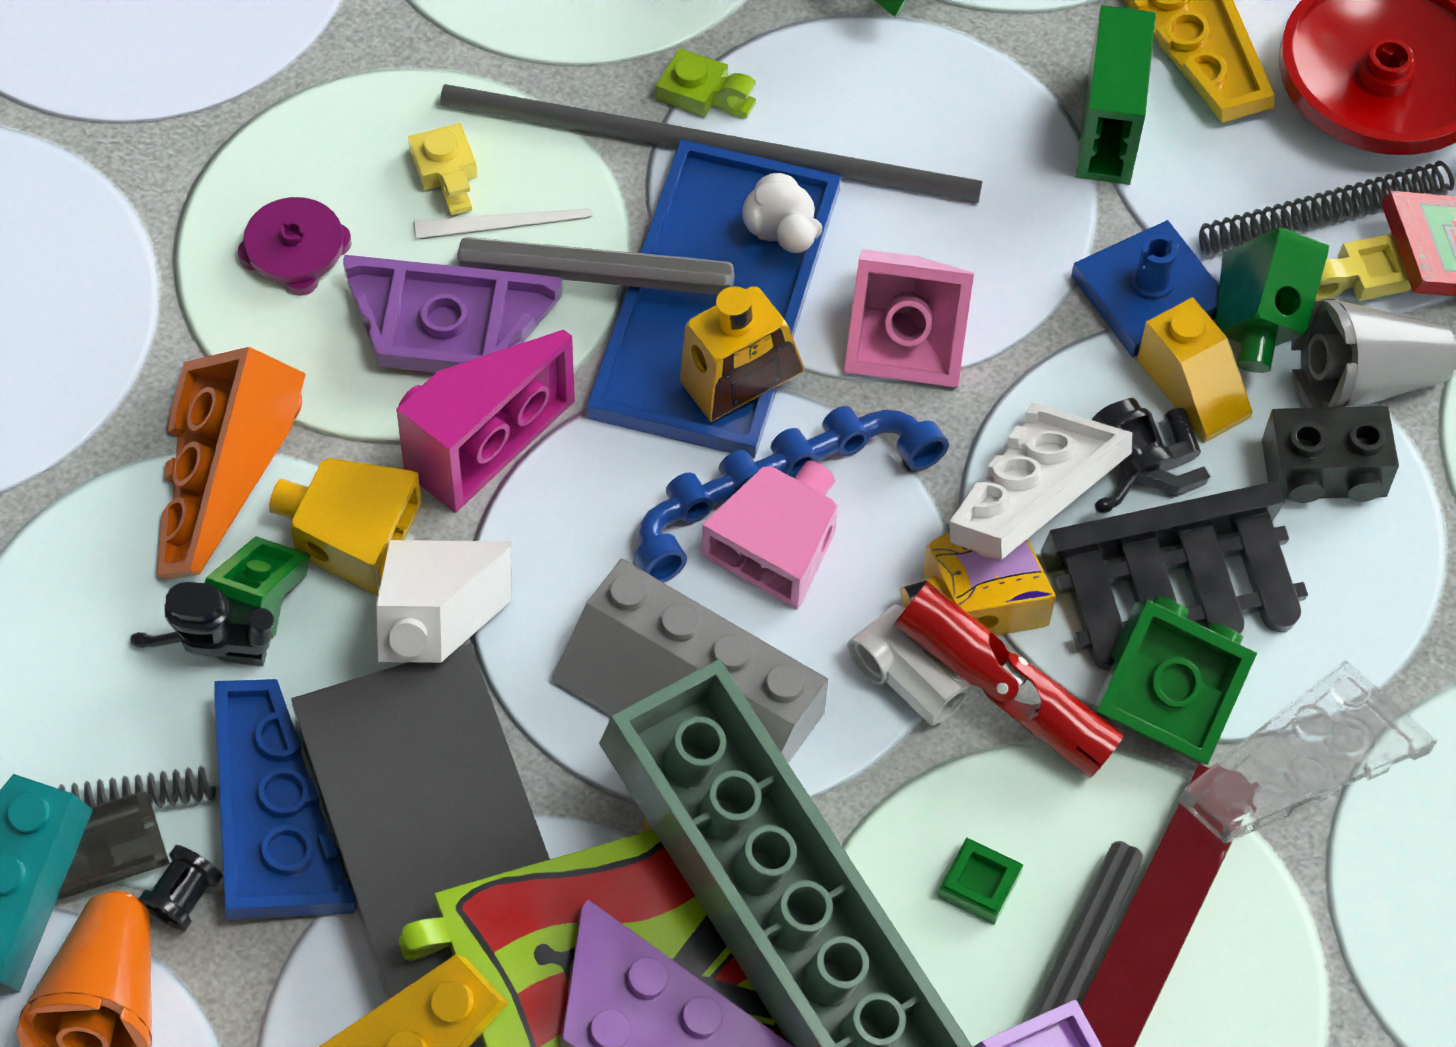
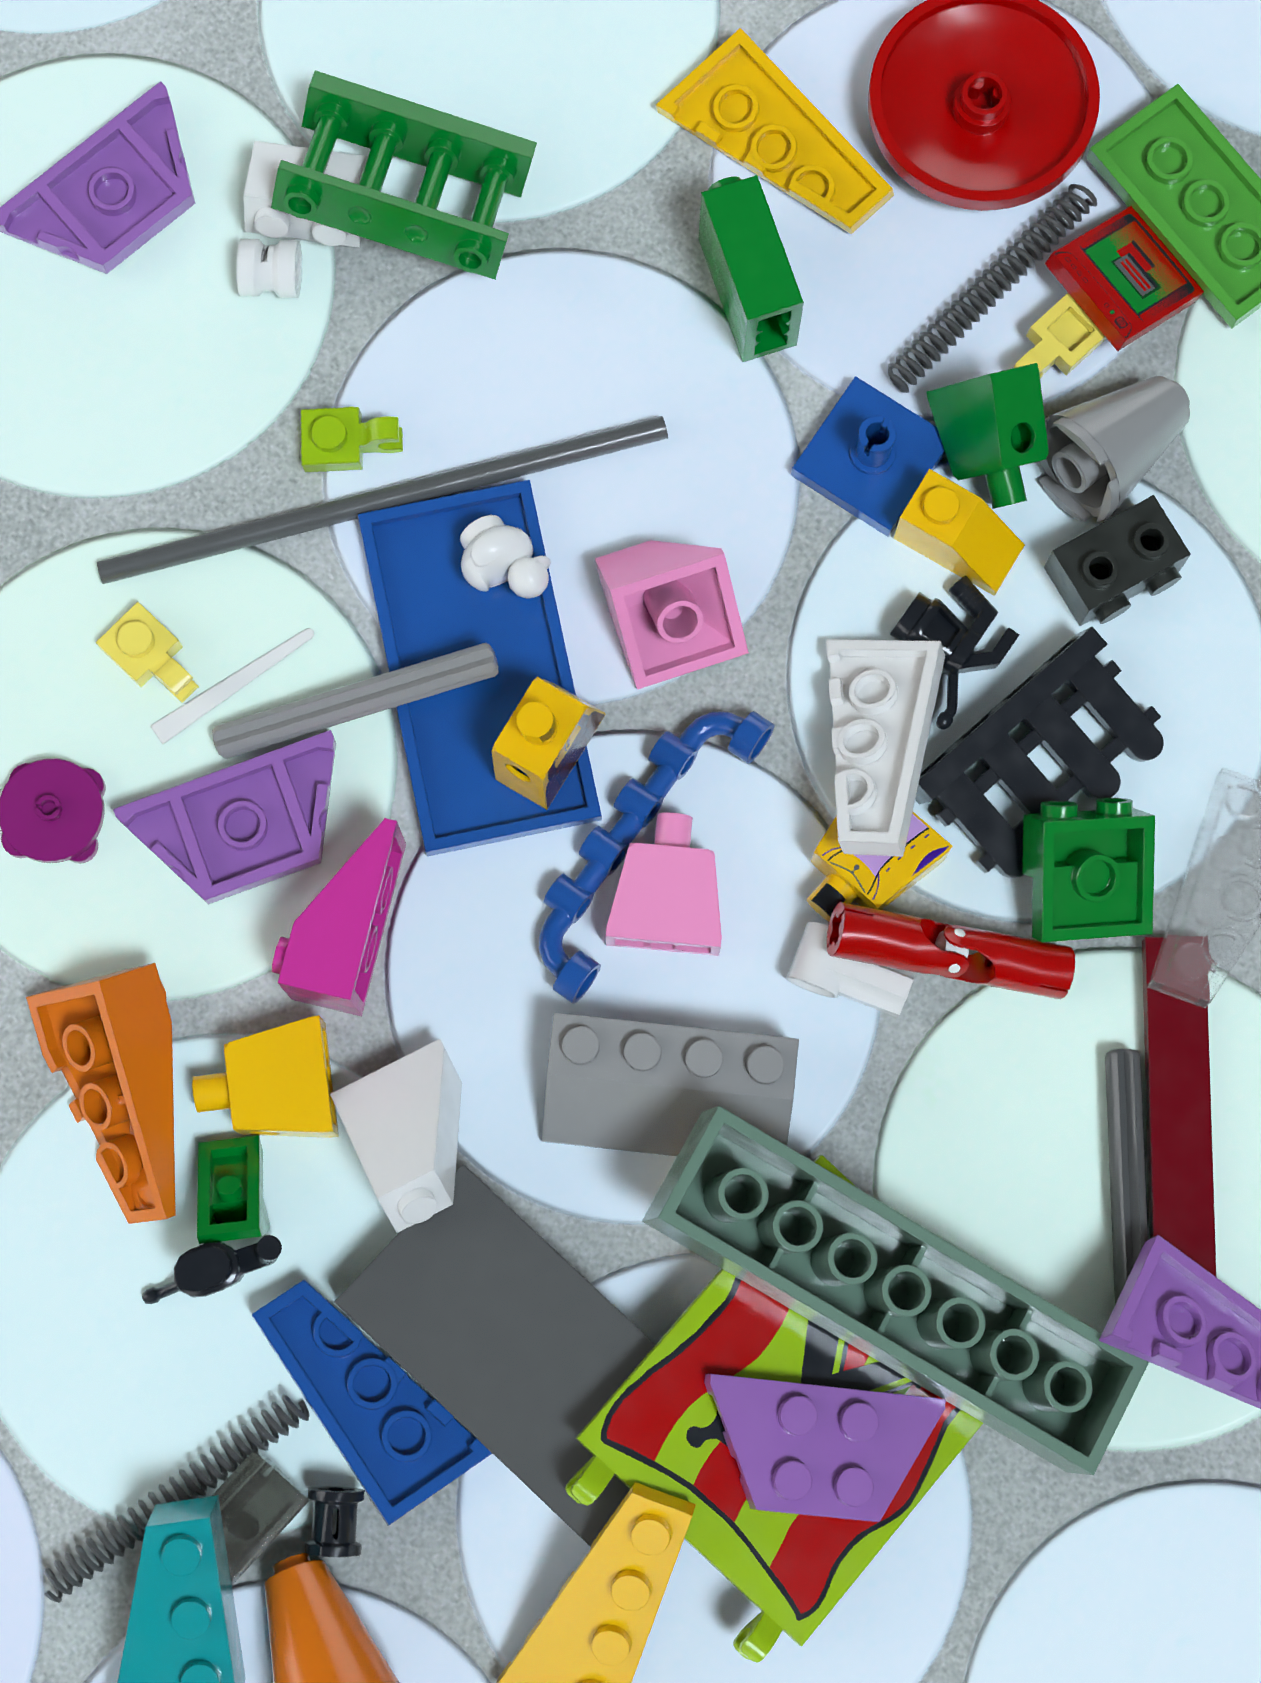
camera: 25 degrees left, 20 degrees up
(980, 880) = (1010, 1143): green tile -> none

